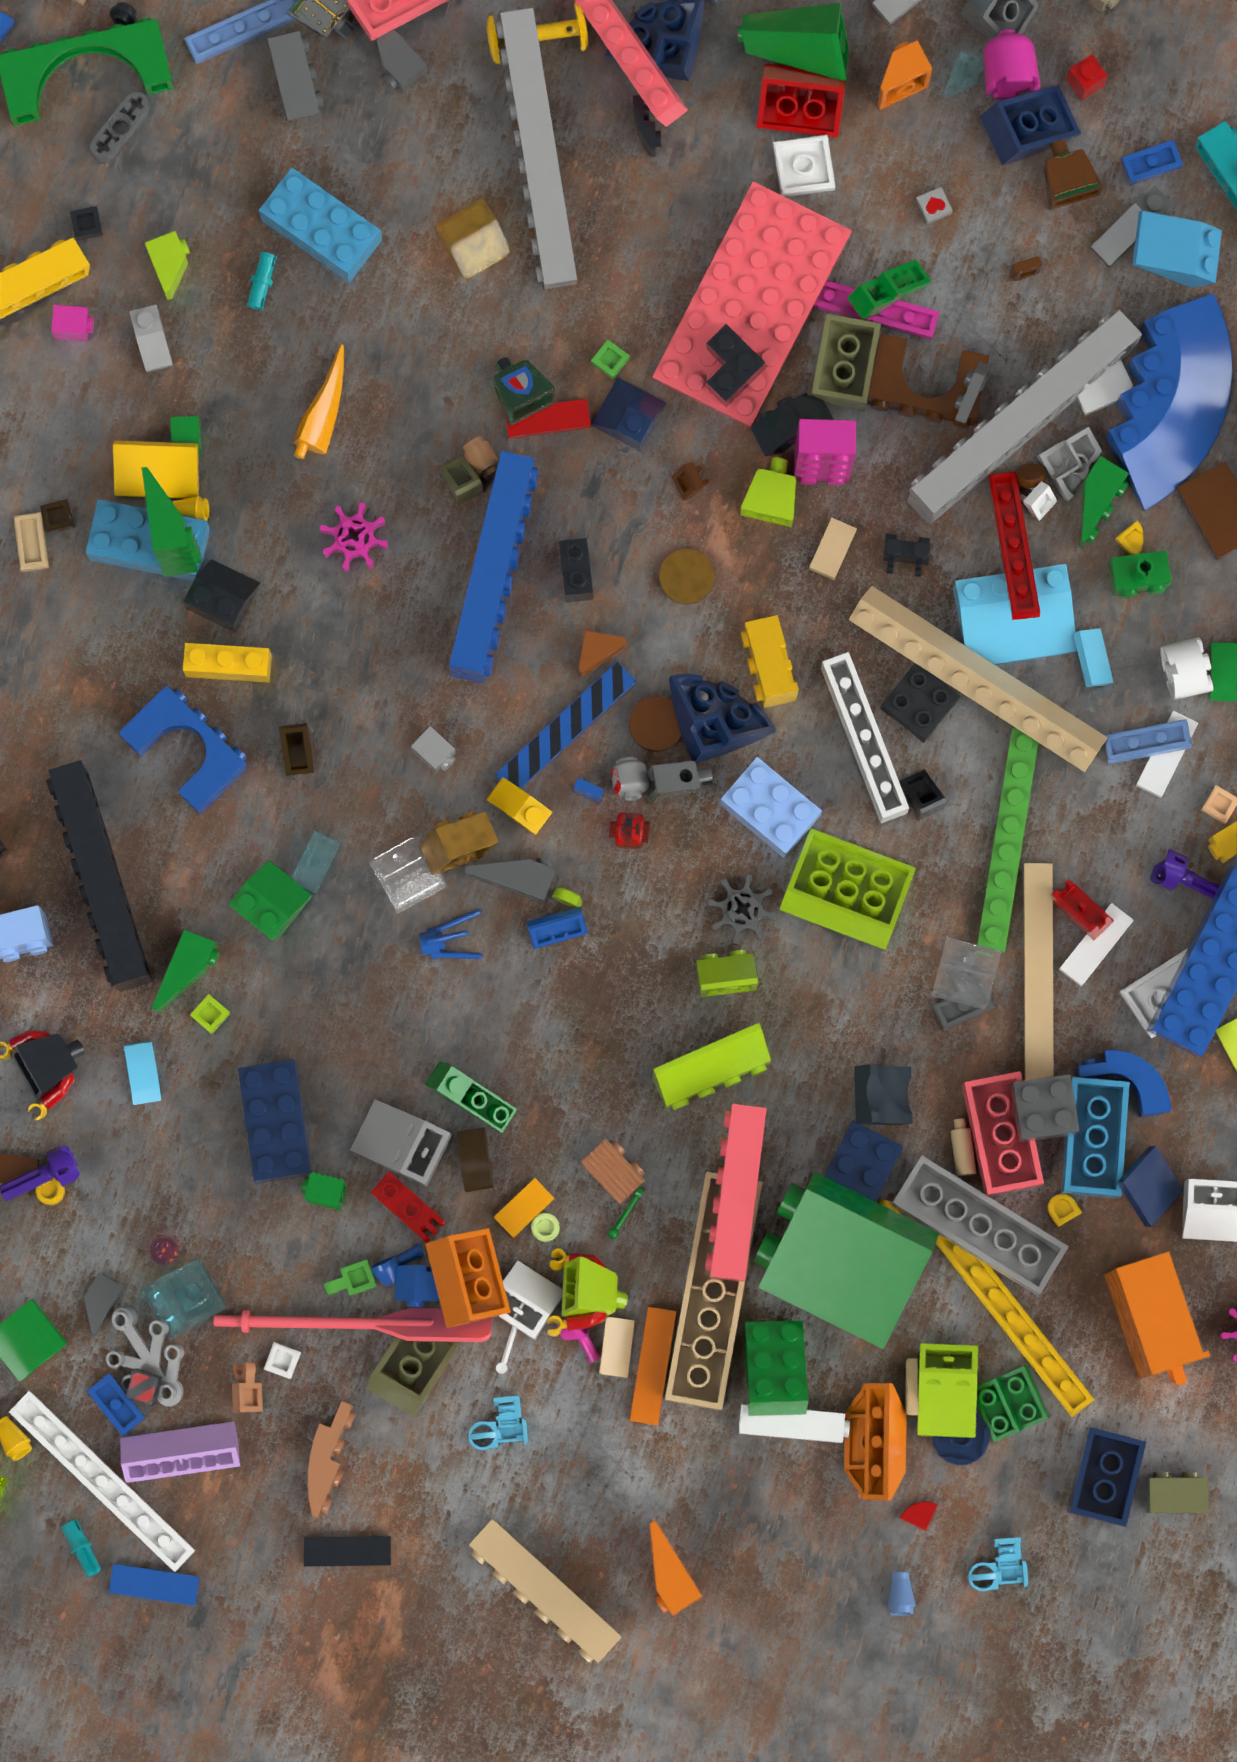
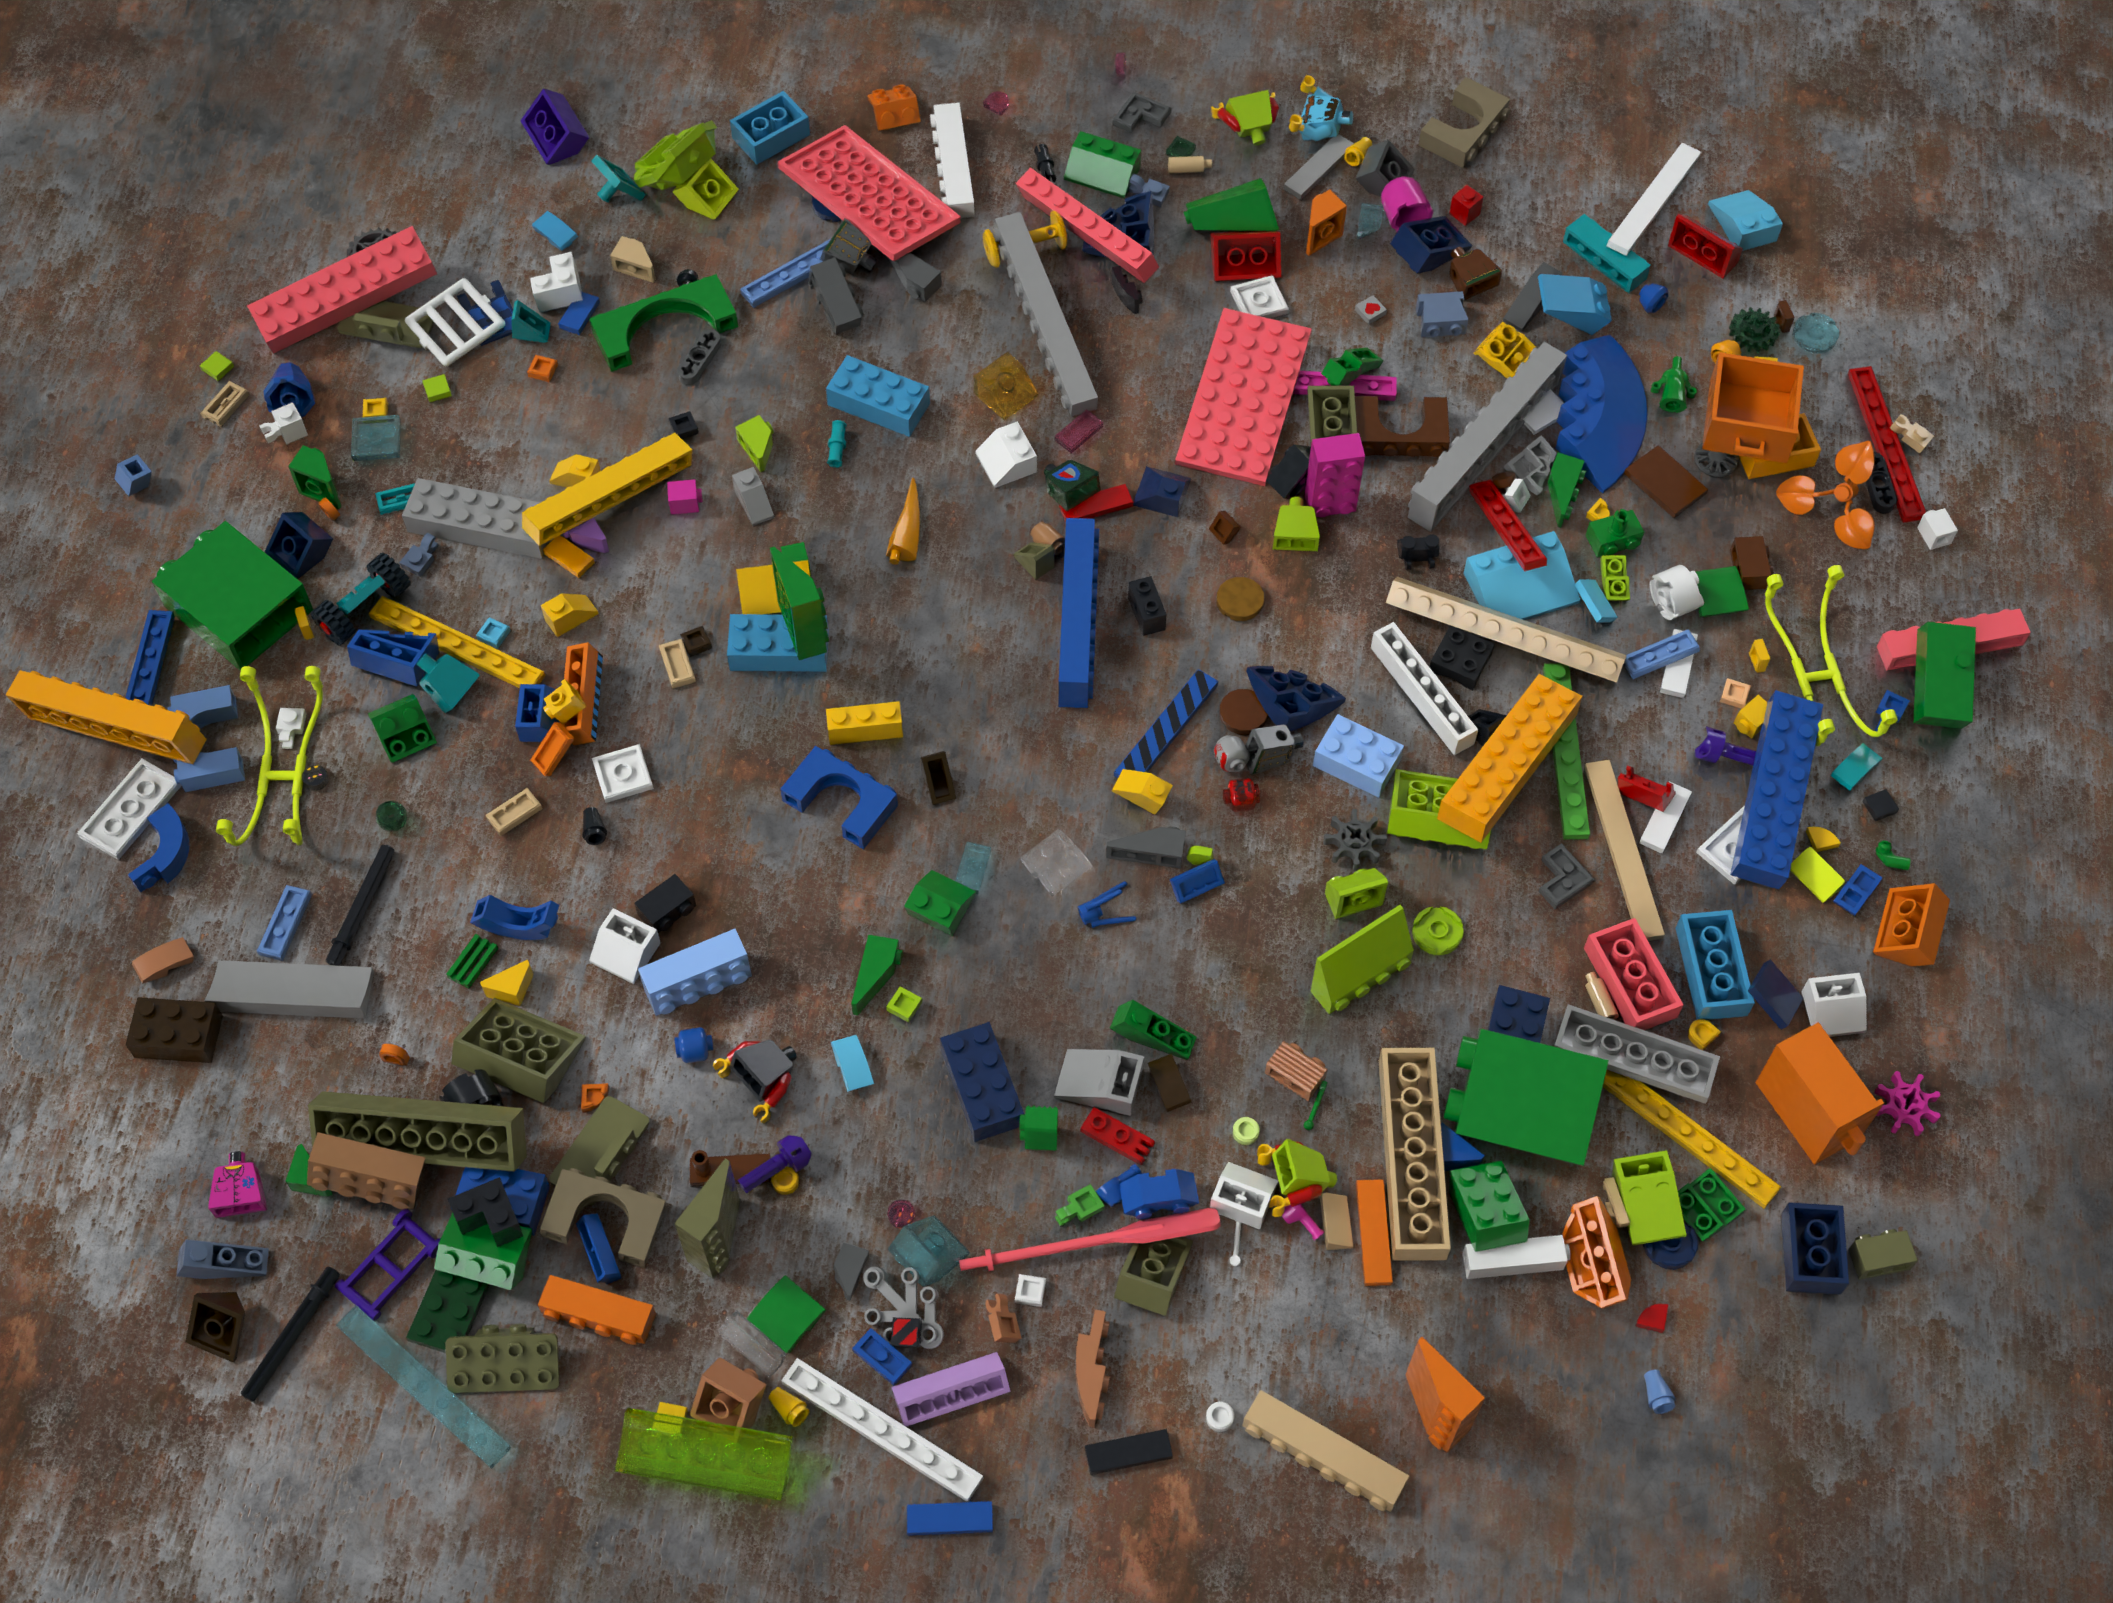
camera: 10 degrees left, 20 degrees down
(81, 1547) = (873, 1495): teal axle -> none
(100, 876) = (785, 905): black brick -> none
(221, 595) = (848, 677): black slope -> none
(361, 529) = (953, 613): dark pink gear -> none
(434, 750) = (1057, 761): light grey brick -> none
(448, 1532) = (1220, 1416): none -> white tile
(455, 335) = (1007, 455): none -> white slope
(458, 842) = (1096, 822): pearl gold brick -> none
(467, 1277) = (1189, 1172): orange slope -> none
(508, 1425) = (1254, 1310): medium azure piece -> none
(524, 1208) = (1222, 1117): light orange tile -> none
(548, 313) = (1078, 431): none -> clear pink tile
(588, 790) = (1198, 769): blue tile -> none
(599, 649) = (1182, 661): dark orange slope -> none
(610, 359) = (1137, 453): bright green plate -> none
(737, 1194) = (1416, 1057): coral brick -> none
(739, 366) = (1244, 433): black brick -> none
(757, 1299) = (1457, 1151): none -> blue slope
(769, 662) = (1328, 647): yellow wedge -> none
(807, 1034) = (1437, 930): none -> lime tile
(832, 548) = (1356, 559): tan tile -> none
(882, 1095) = (1518, 961): black brick -> none
(933, 853) = (1509, 758): none -> light orange brick
(966, 973) = (1562, 855): clear slope -> none
(975, 383) = (1441, 413): dark grey plate -> none
(1008, 1566) = (1746, 1351): medium azure piece -> none
(1016, 231) = (1442, 314): none -> sand blue hips
(1025, 268) = (1456, 338): reddish brown tile -> none
(1044, 1108) = (1667, 938): dark grey brick -> none
(1079, 296) = (1505, 349): none -> yellow slope
(1124, 630) = (1615, 578): none -> lime slope
(1143, 1078) = (1750, 920): blue arch -> none
(1151, 162) = (1534, 254): blue plate -> none

